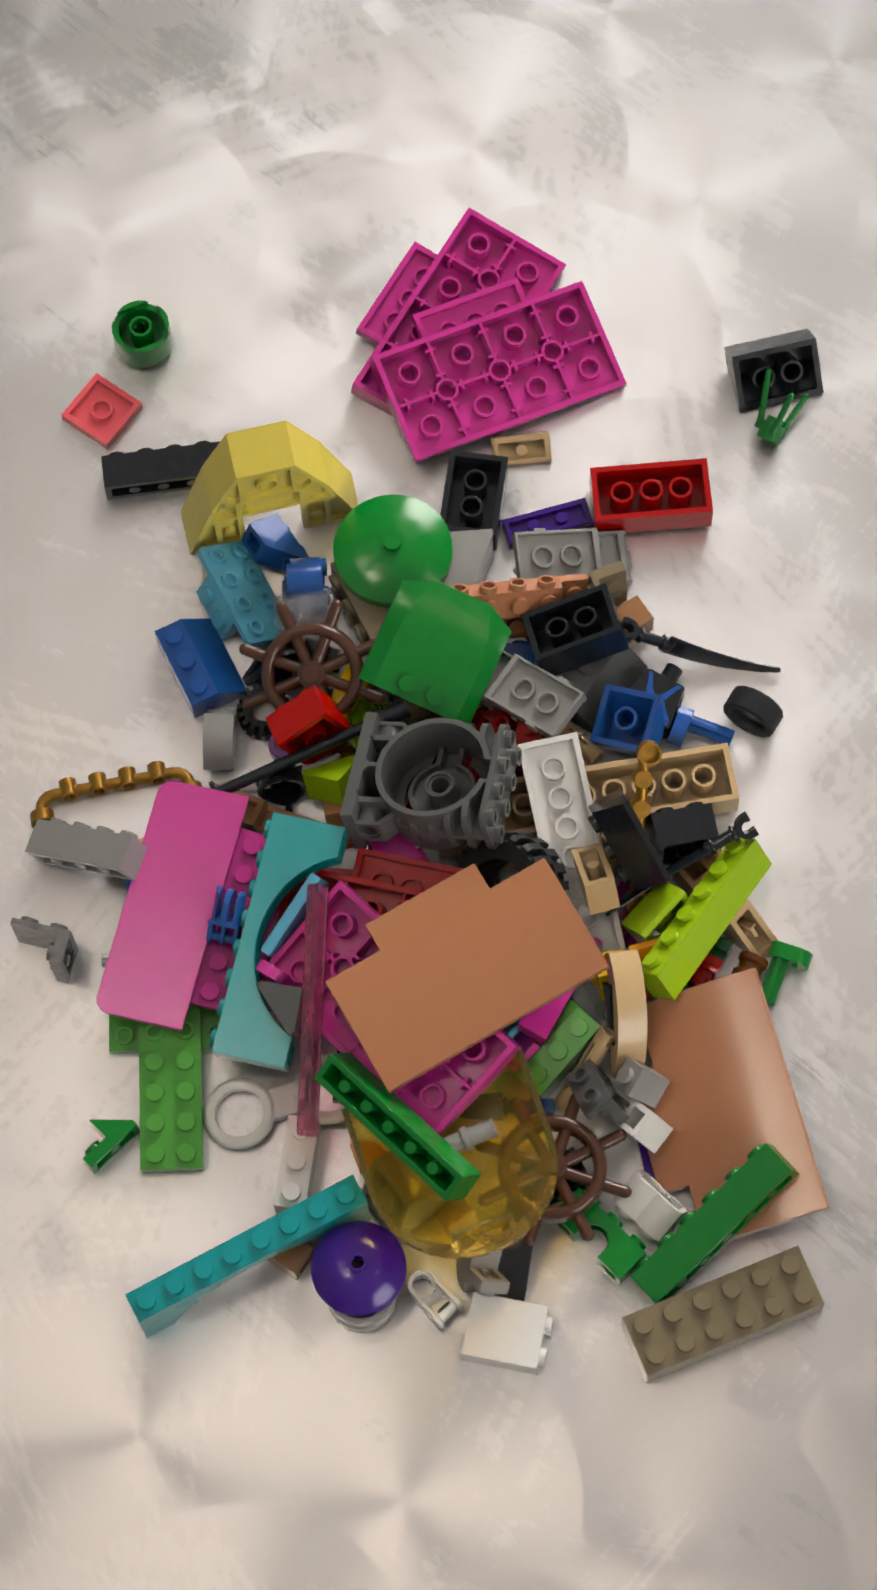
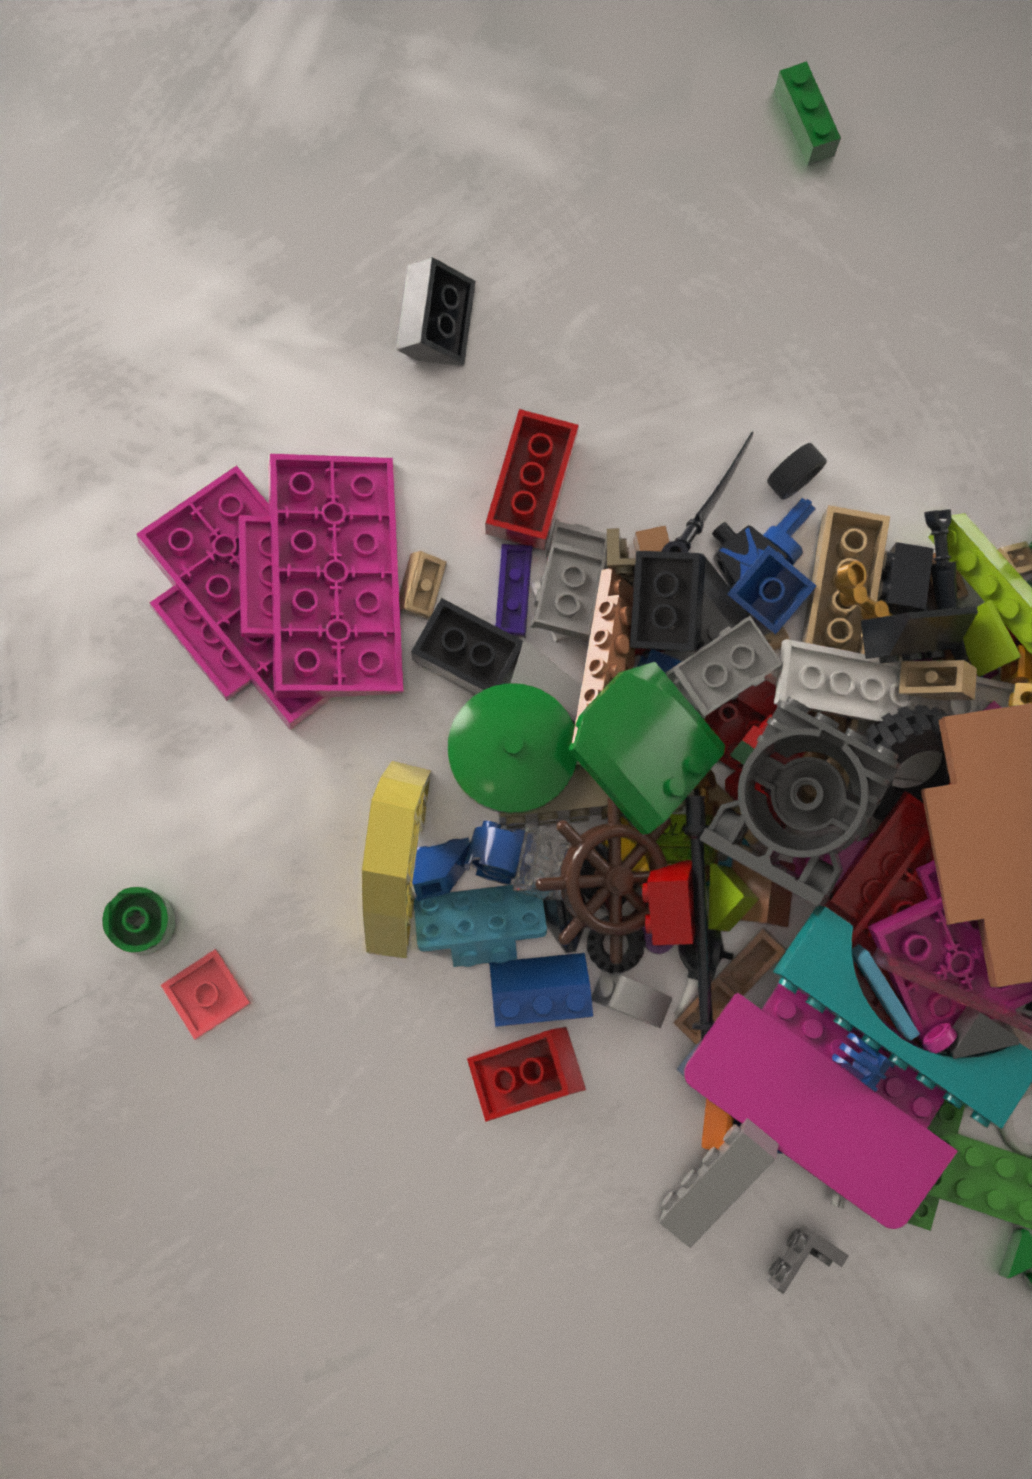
camera: 75 degrees left, 10 degrees up
(99, 785) = (633, 1141): pearl gold bar -> none
(127, 678) = (526, 1073): none -> red slope
(154, 470) = (311, 923): black brick -> none
(775, 428) = (499, 339): green plant -> none

